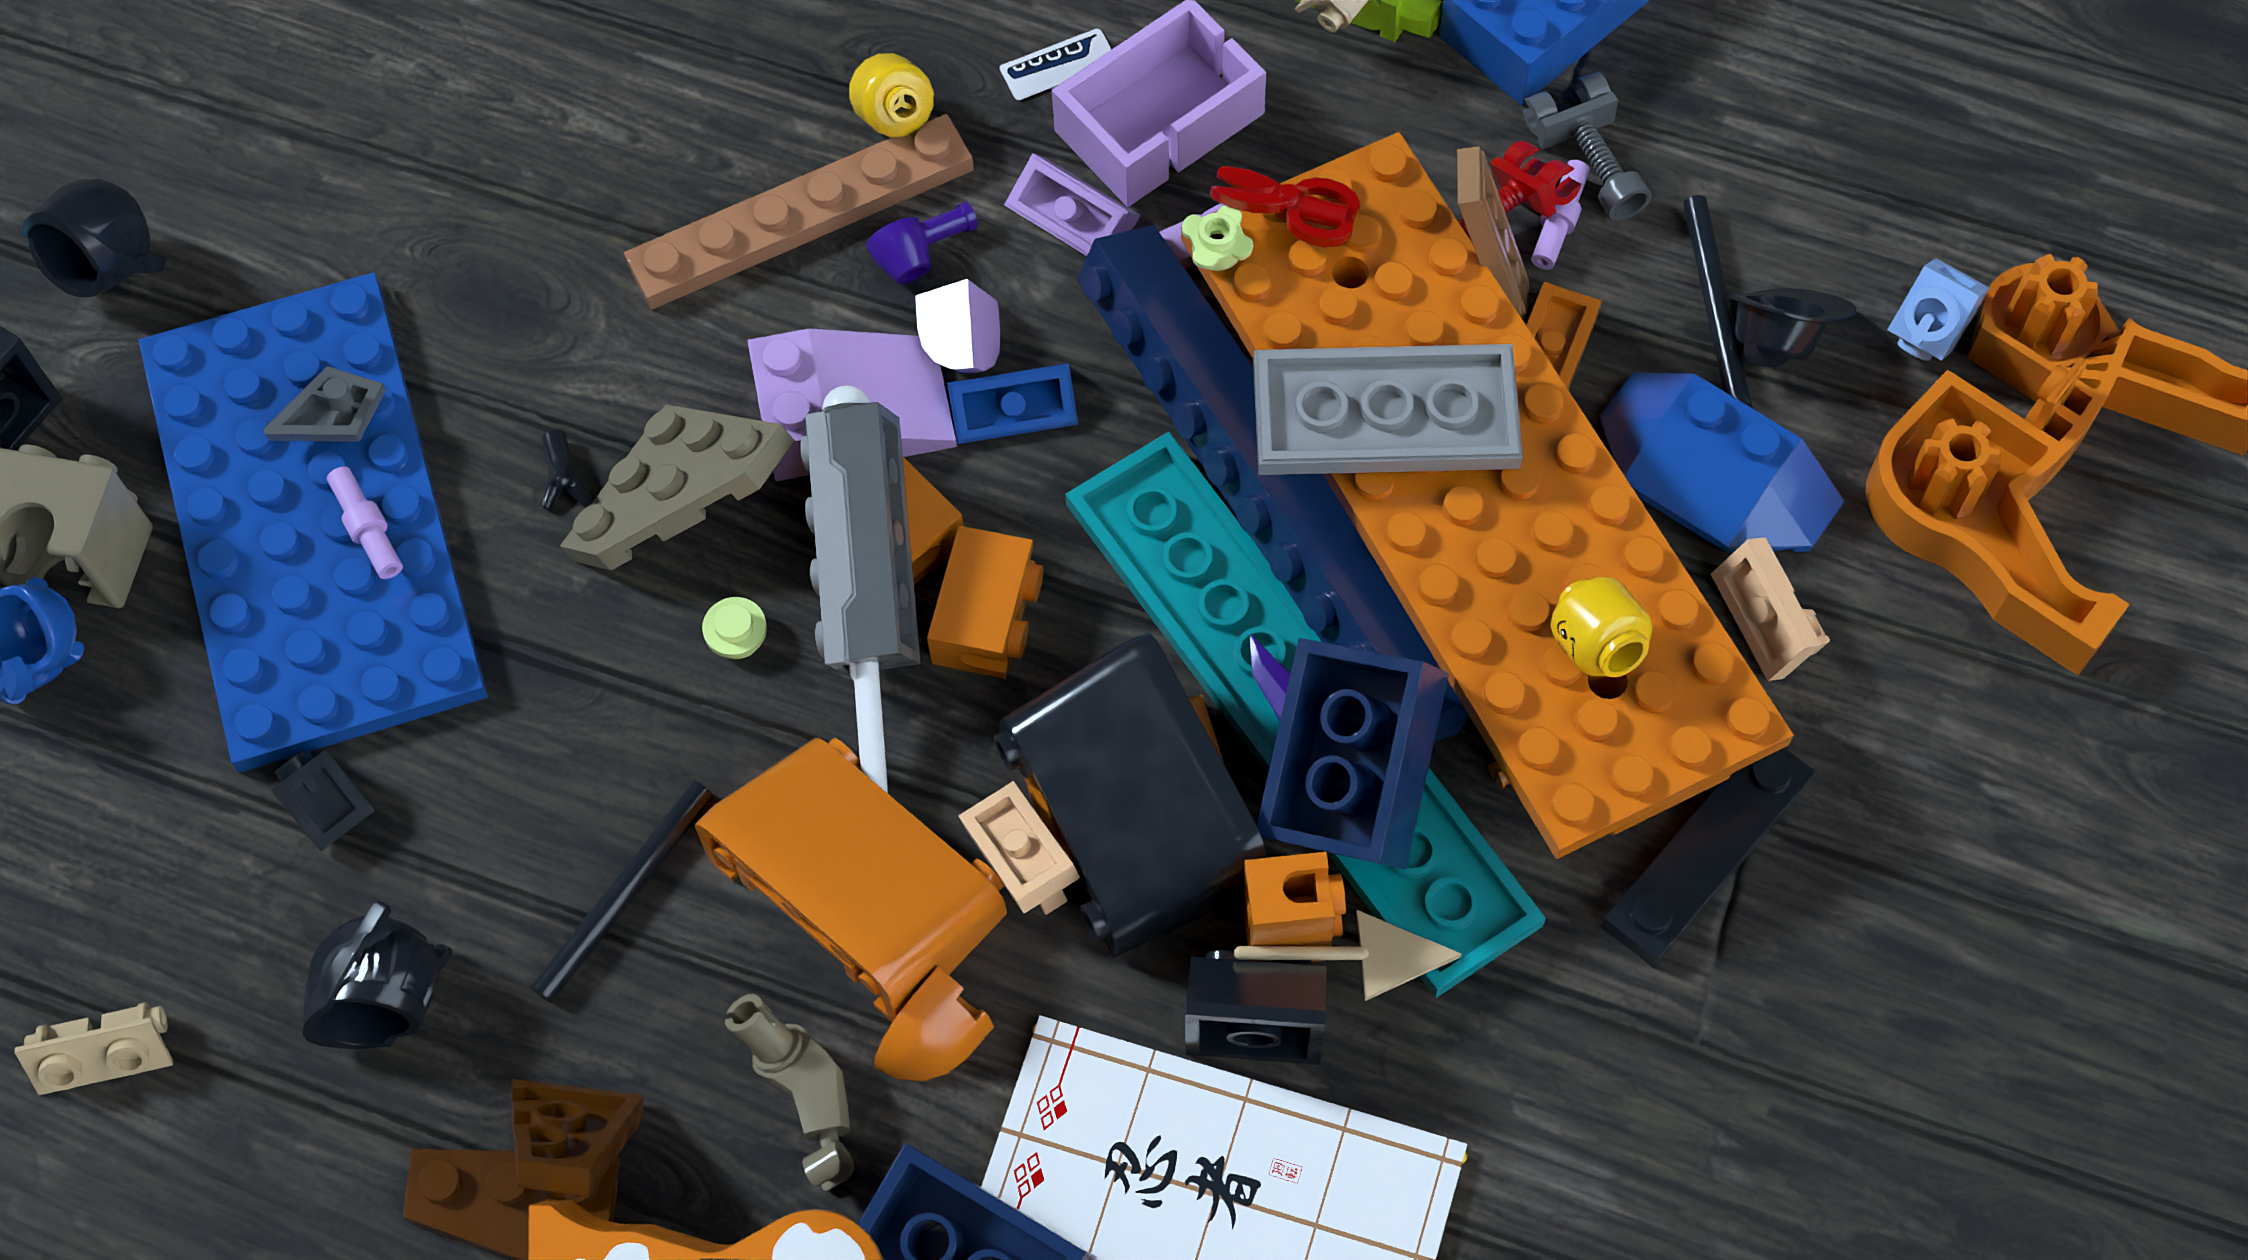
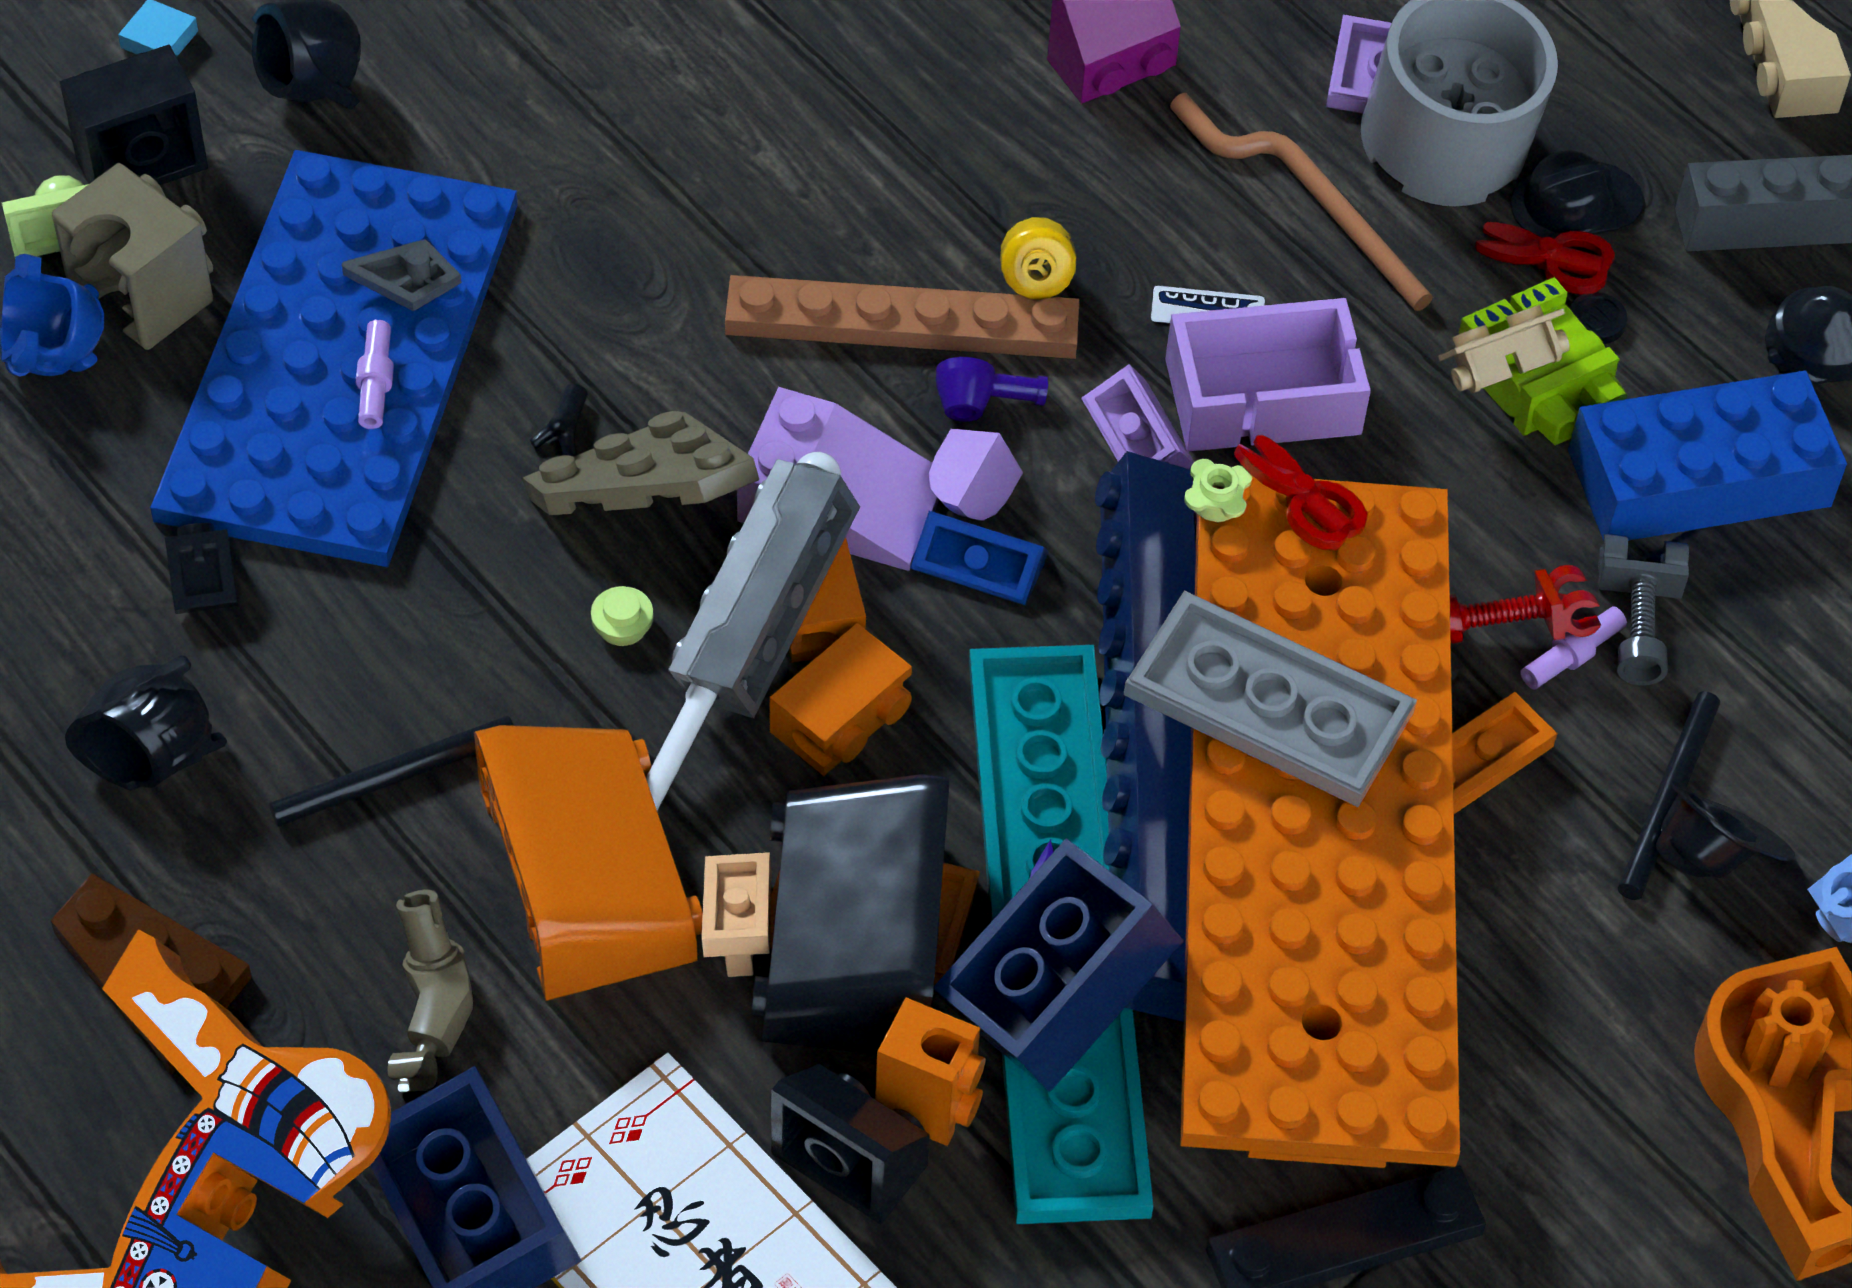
camera: 25 degrees right, 10 degrees down
(568, 1135) = (218, 920): reddish brown wing -> none
(932, 1032) = (567, 1013): orange brick -> none
(1386, 954) = (989, 1157): tan piece -> none
(1490, 227) = (1470, 615): medium nougat tile -> none
(1601, 627) = (1335, 964): yellow head -> none
(1717, 463) = (1572, 928): blue wedge -> none
(1767, 609) = (1531, 1065): light nougat hinge -> none

